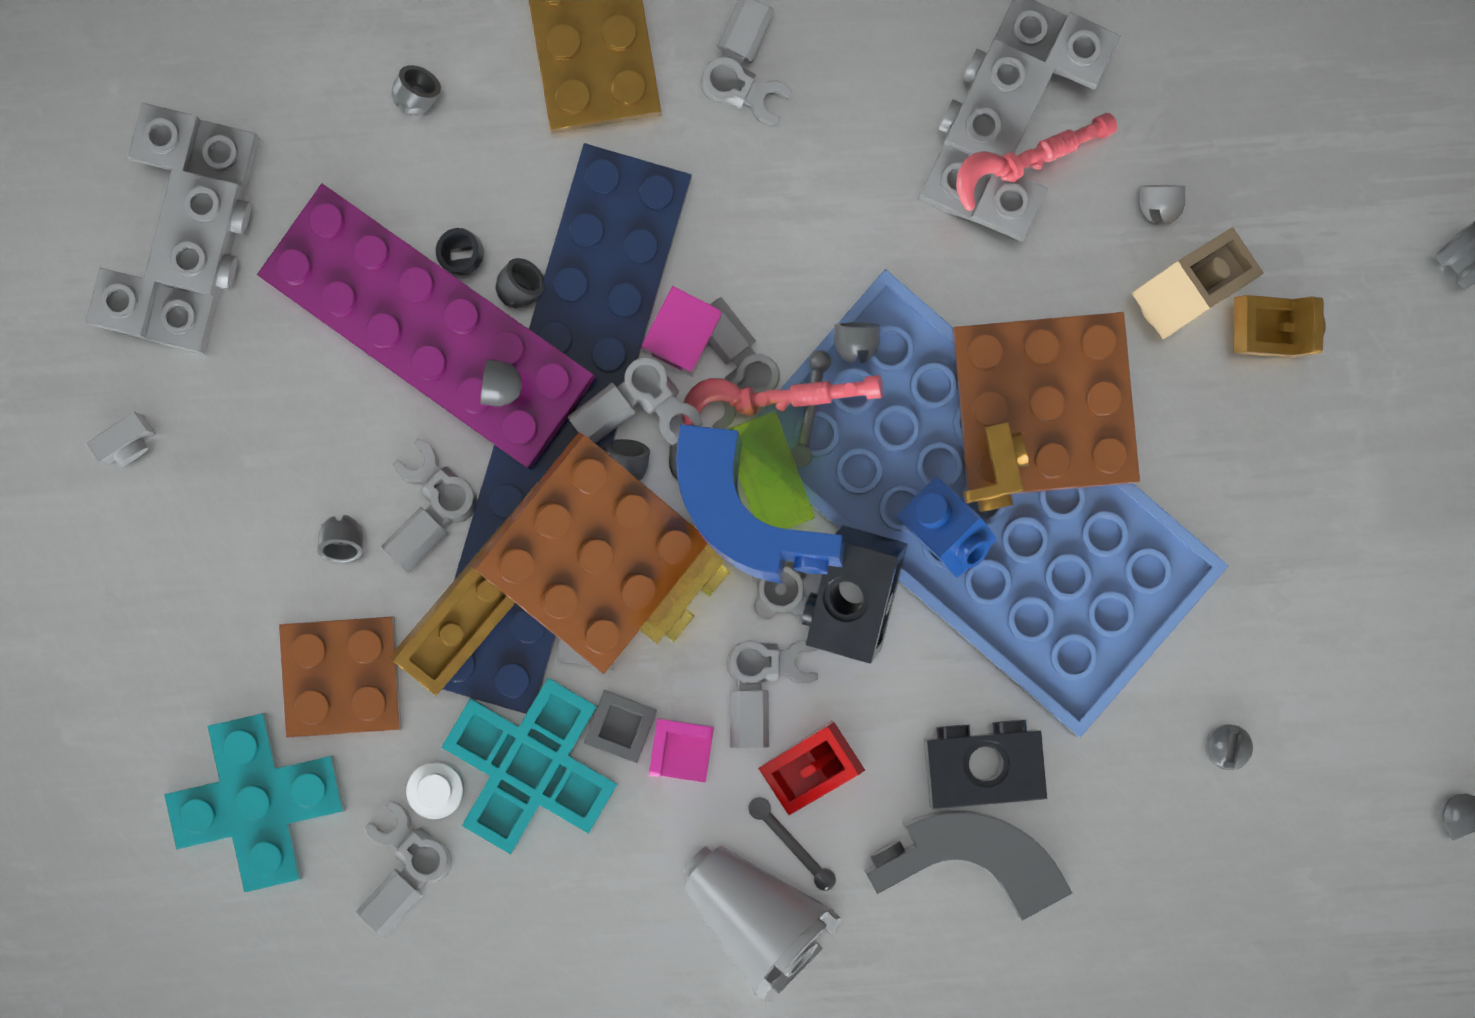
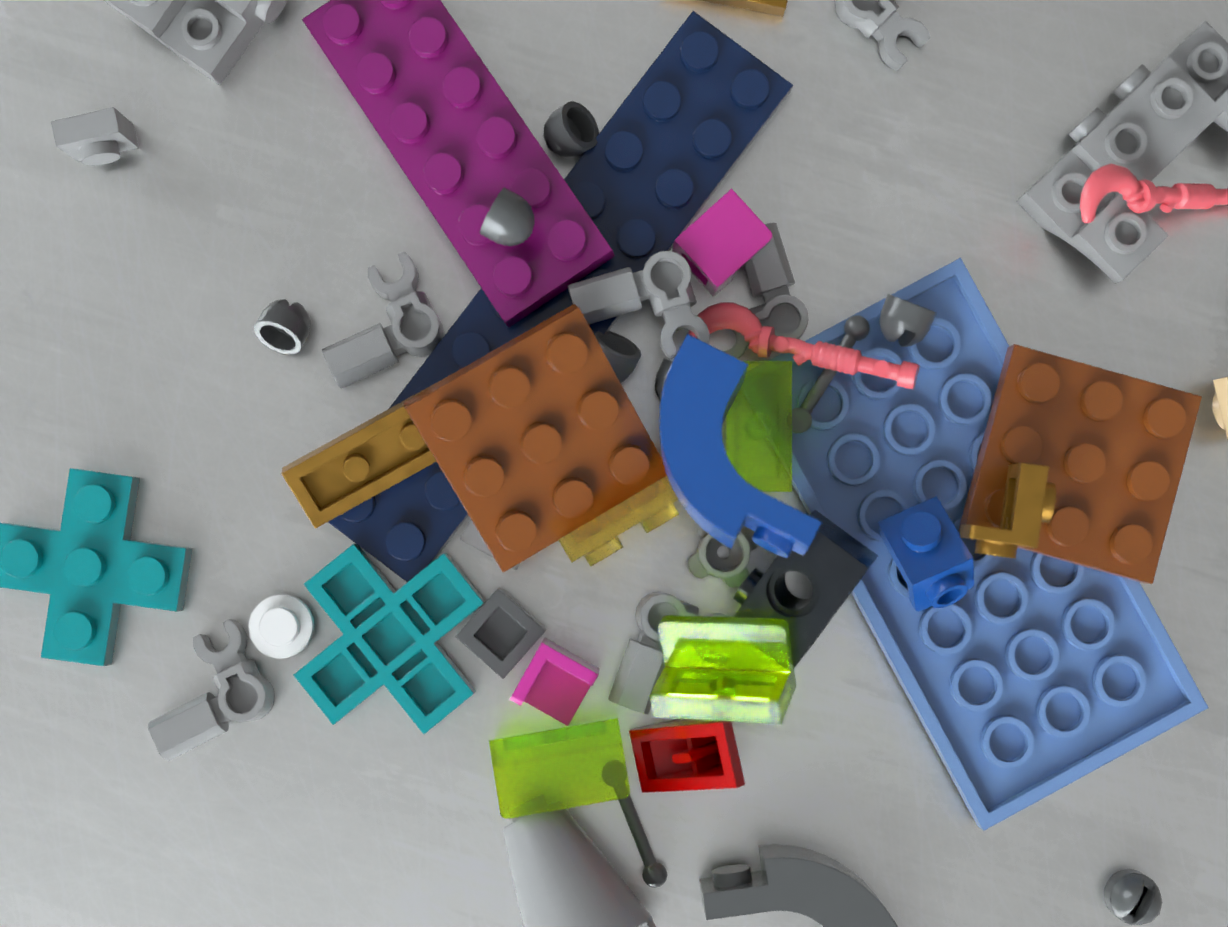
camera: 20 degrees right, 0 degrees up
(339, 677) = (227, 470): dark orange plate -> none
(459, 241) = (525, 64): black hinge -> none
(711, 816) = (559, 768): none -> clear neon green panel
(814, 683) = (724, 669): none -> clear neon green panel
(1017, 779) = (899, 848): black brick -> none

